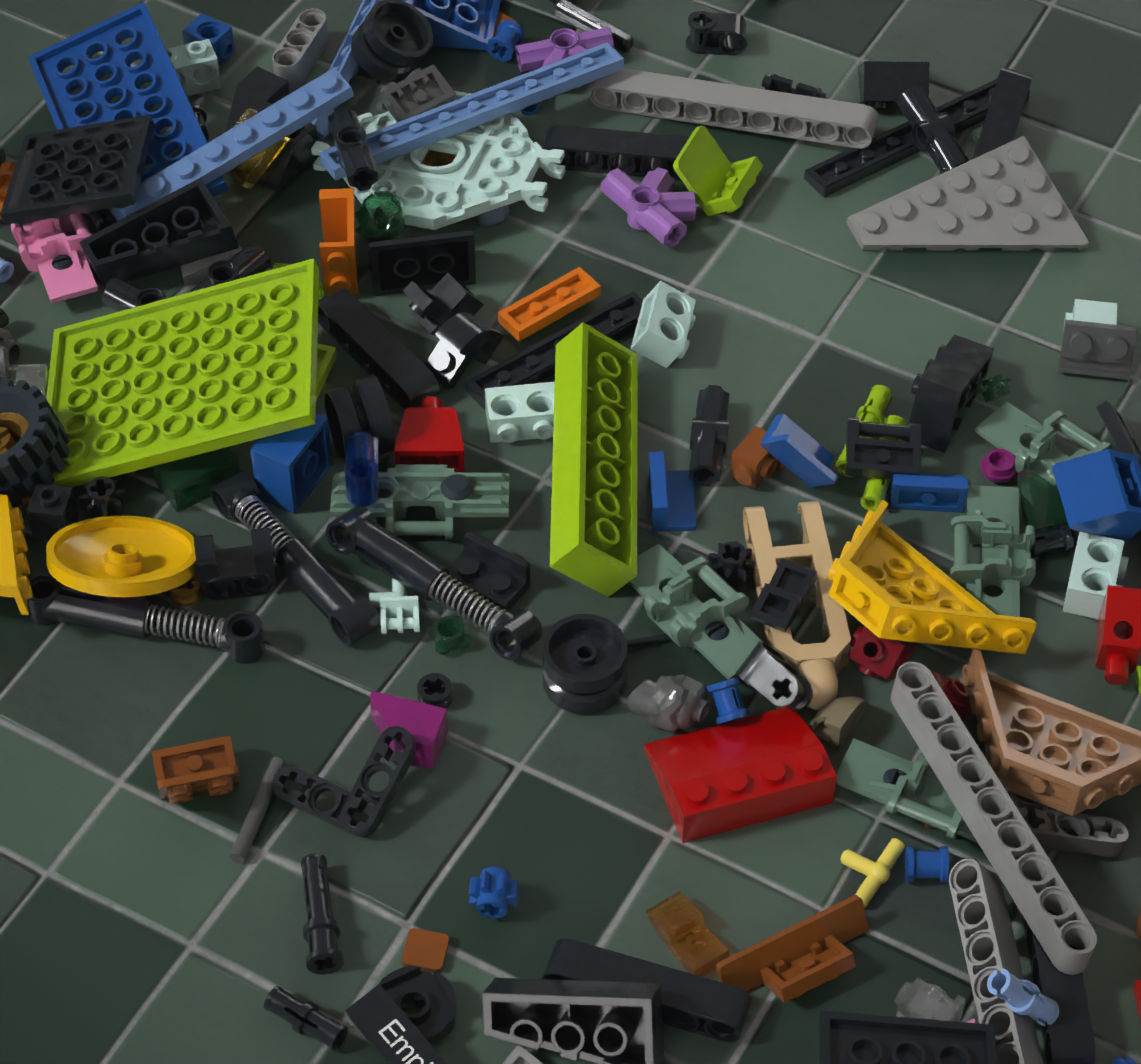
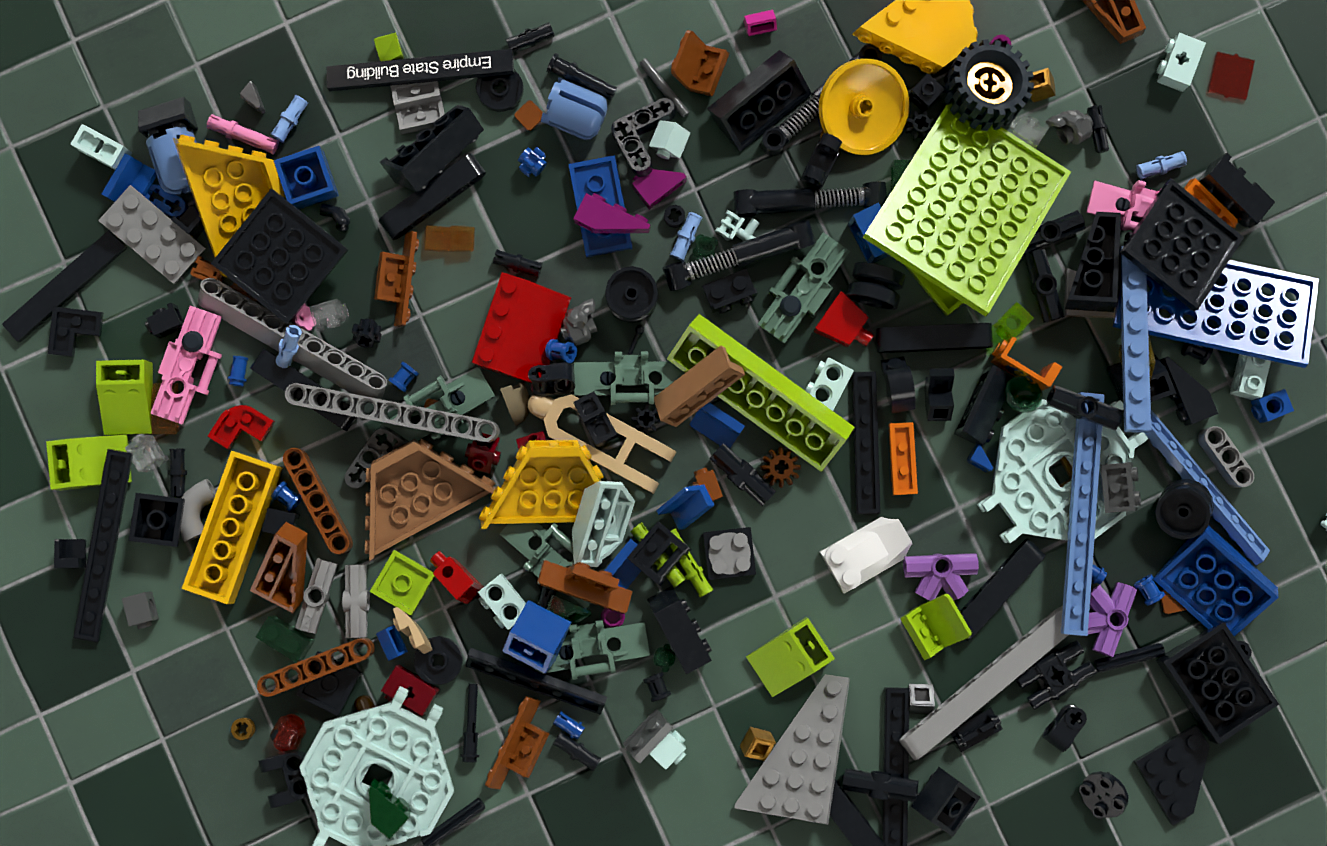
camera: 120 degrees right, 35 degrees up
(78, 747) = (759, 18): none -> dark pink piece
(193, 686) = (760, 100): none -> black slope
(334, 748) = (669, 140): none -> light aqua brick
(362, 469) = (834, 260): clear blue piece -> none
(378, 879) = (575, 110): none -> medium blue cylinder
(453, 662) = (686, 236): none -> light blue pin
(487, 238) = (979, 459): none -> blue slope
(490, 780) = (601, 178): none -> blue plate
(509, 743) = (604, 218): none -> magenta slope
(645, 511) = (697, 387): none -> medium nougat panel
(651, 830) = (517, 263): none -> black pin
(664, 325) = (841, 503): light aqua brick -> none
(666, 403) = (775, 461): none -> reddish brown gear
(671, 59) = (1066, 681): none -> black pin
(715, 286) = (866, 552): none -> white slope
(802, 157) = (921, 698): none -> flat silver slope
(814, 400) = (729, 553): none -> light grey piece
(873, 276) = (790, 657): none -> lime slope
(876, 872) = (419, 352): light yellow piece -> none
(909, 512) = (601, 521): none -> light aqua wedge
(910, 943) = (366, 333): none -> black gear
(995, 487) = (586, 584): none -> dark orange bracket
(1000, 261) = (757, 744): none -> pearl gold slope
(1037, 379) = (657, 687): none -> black bush

